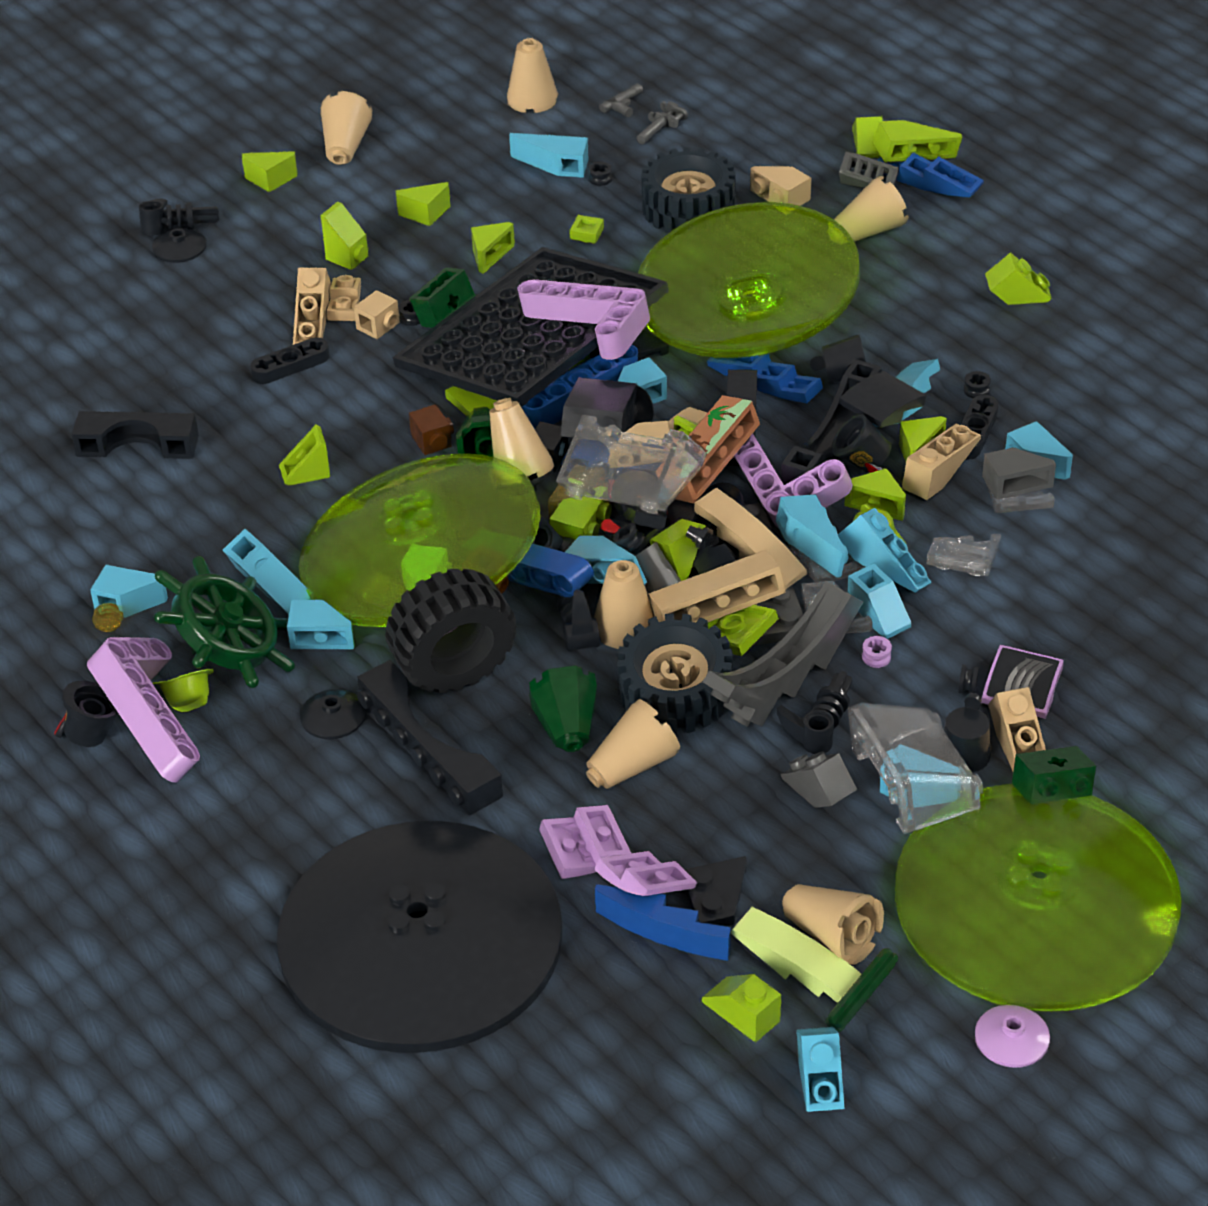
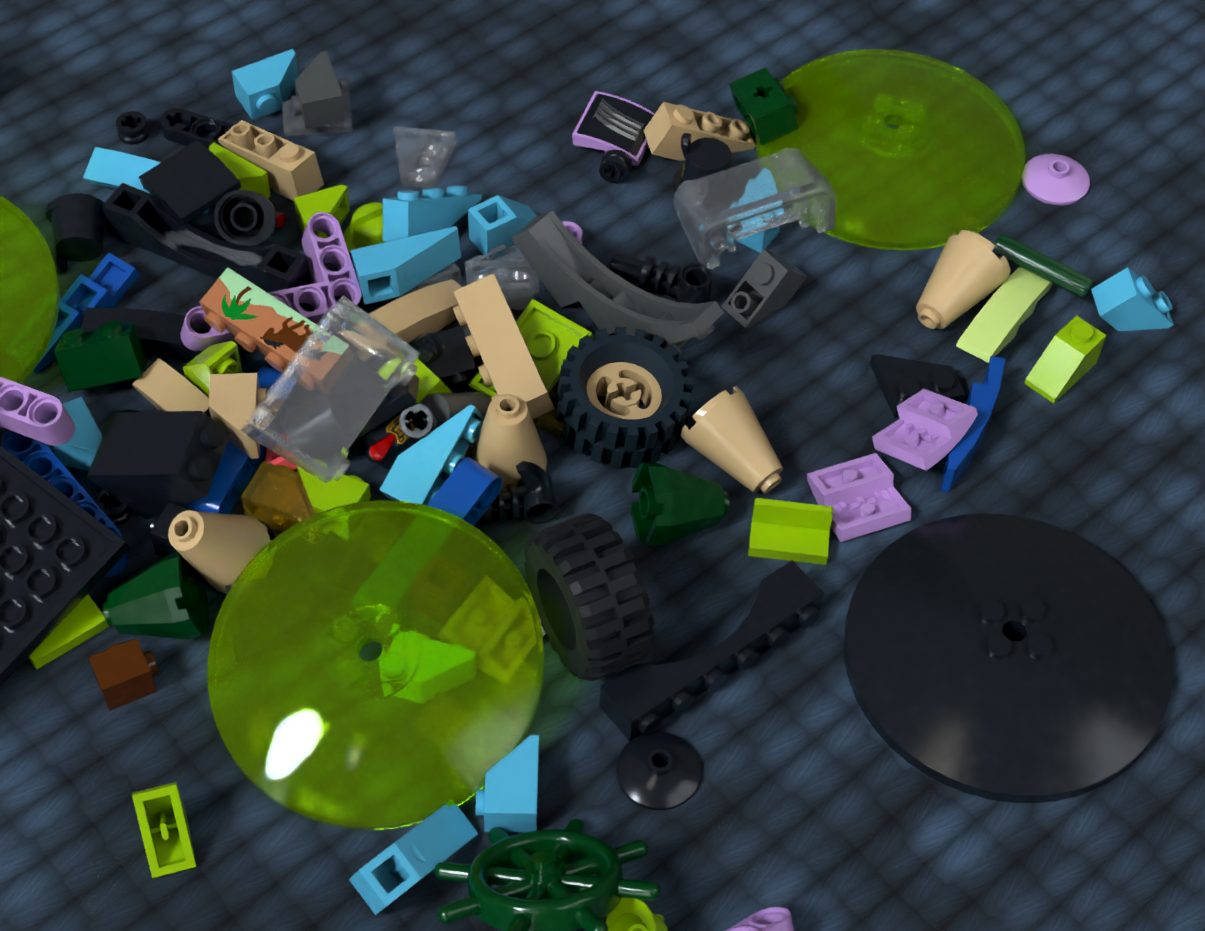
camera: 95 degrees left, 10 degrees up
(541, 791) = (790, 531): none -> lime panel
(707, 380) = (100, 355): none -> dark green brick

